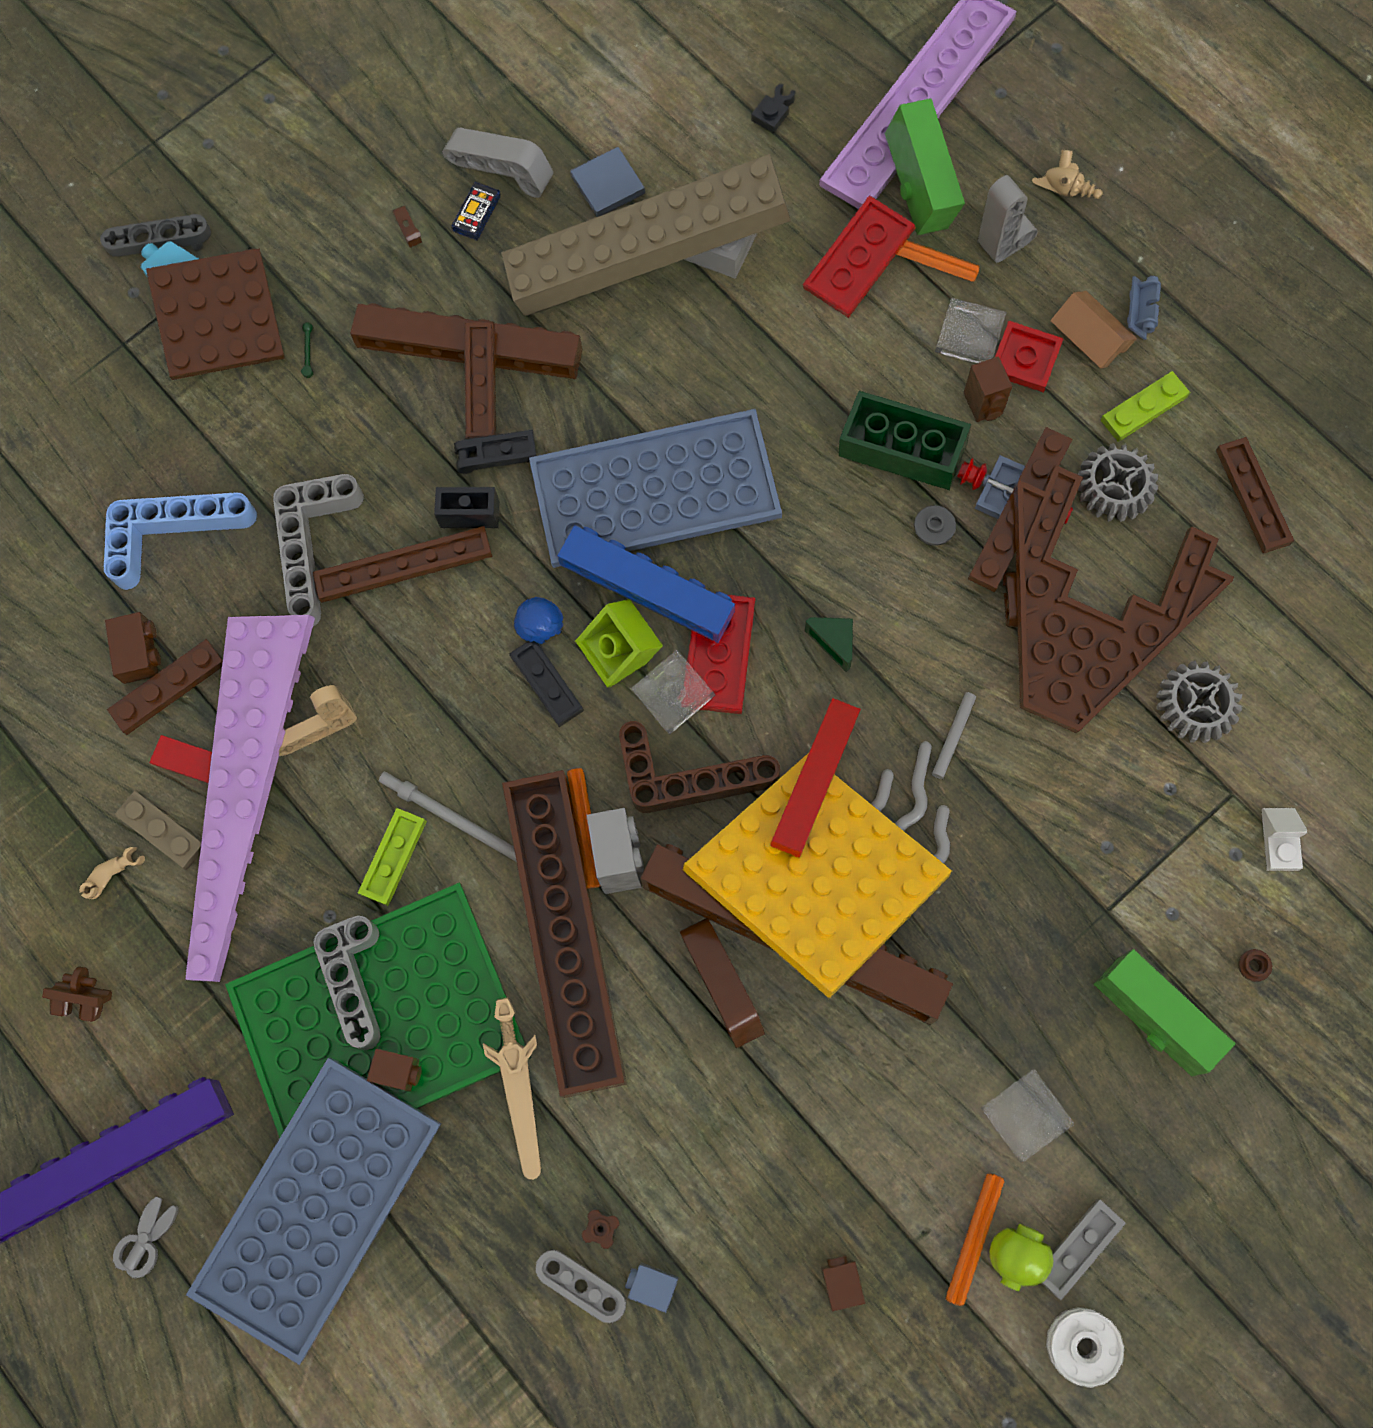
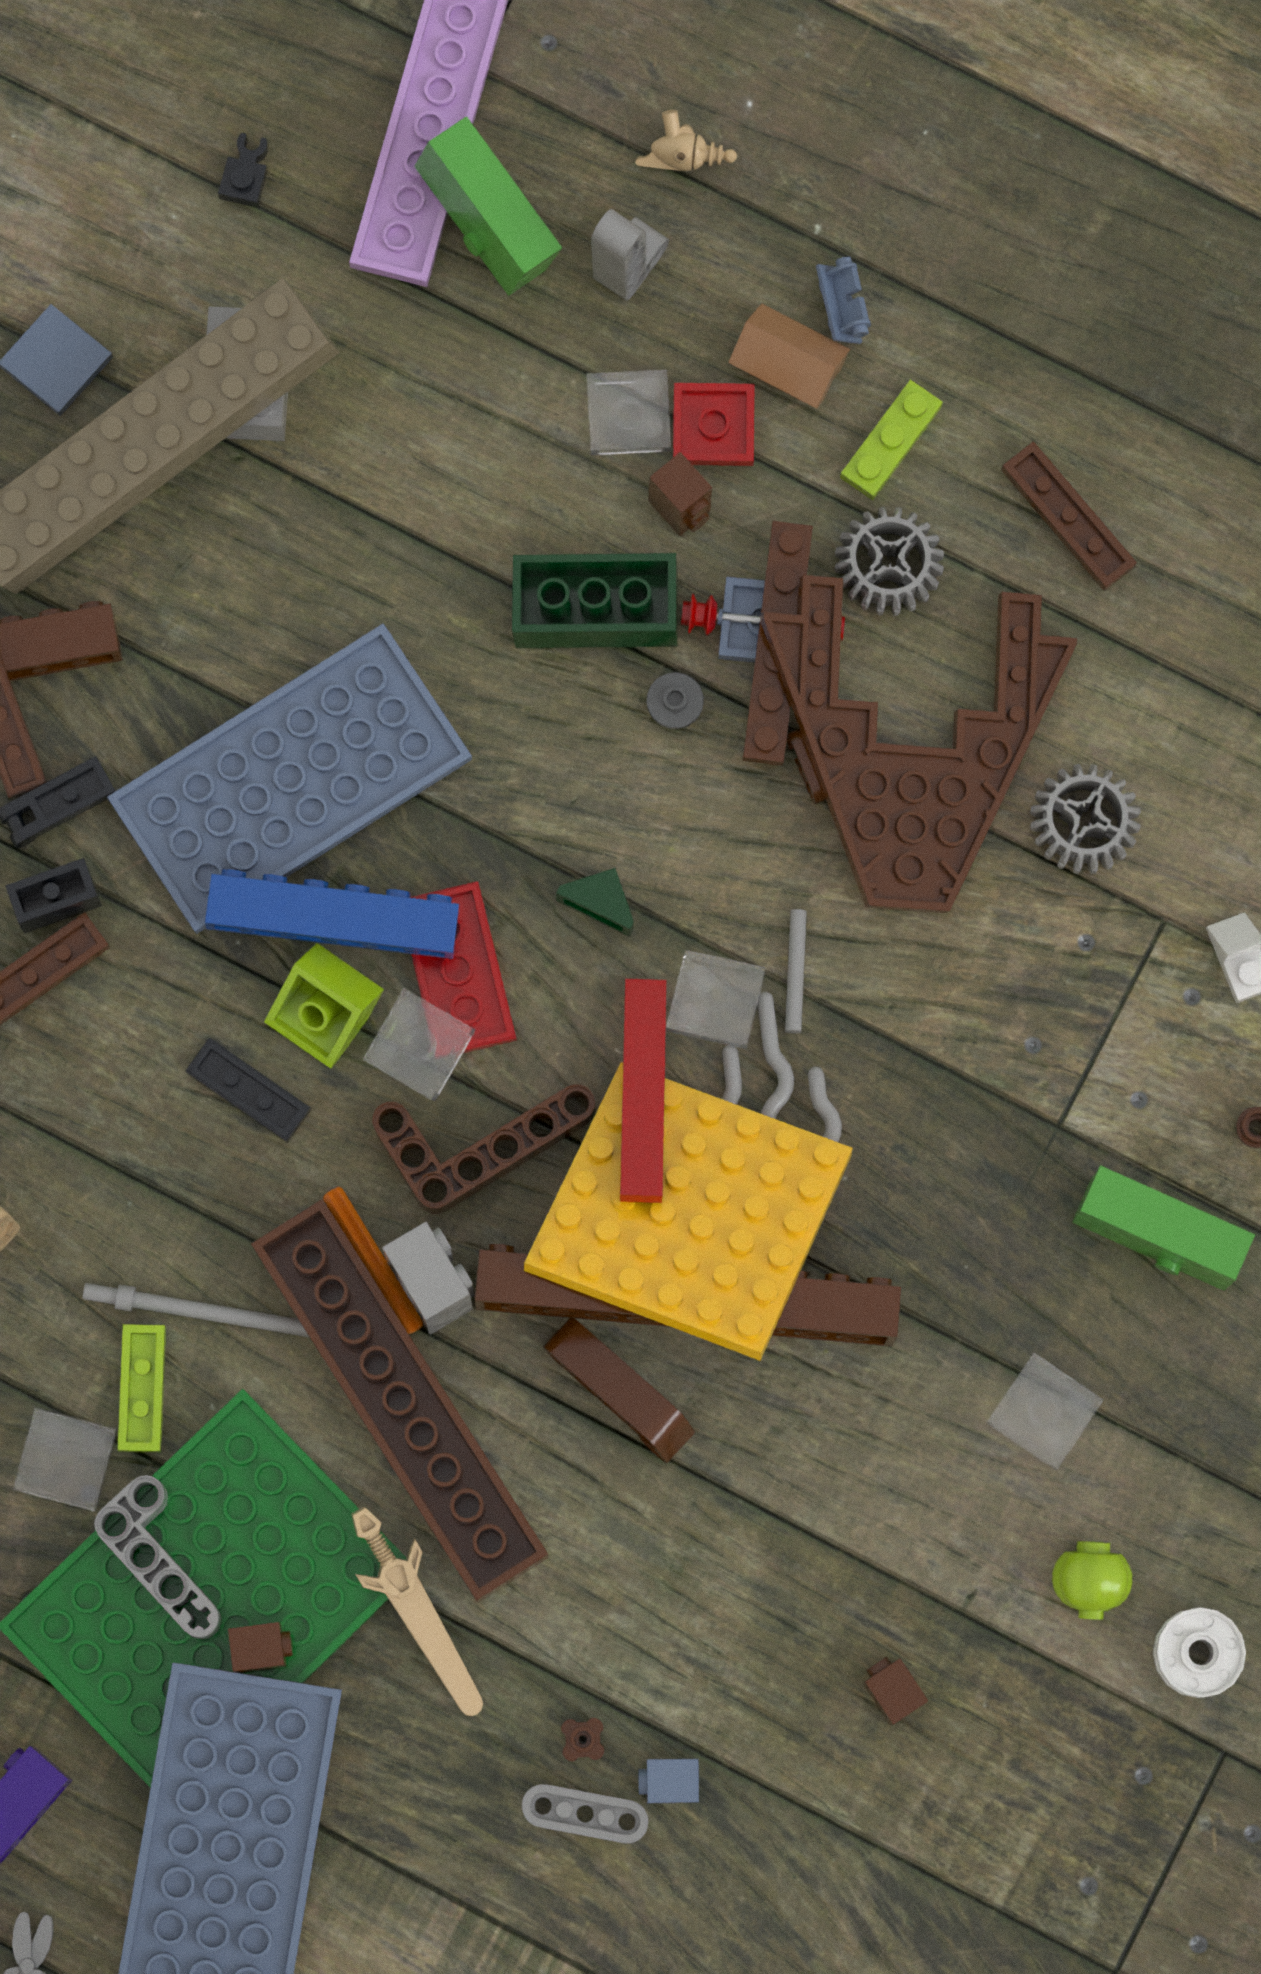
camera: 30 degrees left, 5 degrees up
(321, 886) = (65, 1459): none -> clear plate
(538, 620) = (206, 1012): blue hair -> none
(859, 256) = (442, 356): red tile -> none
(890, 734) = (715, 999): none -> clear plate
(939, 260) = (530, 323): orange axle -> none
(975, 1239) = (1032, 1579): orange axle -> none
(1082, 1247) = (1159, 1541): light grey plate -> none

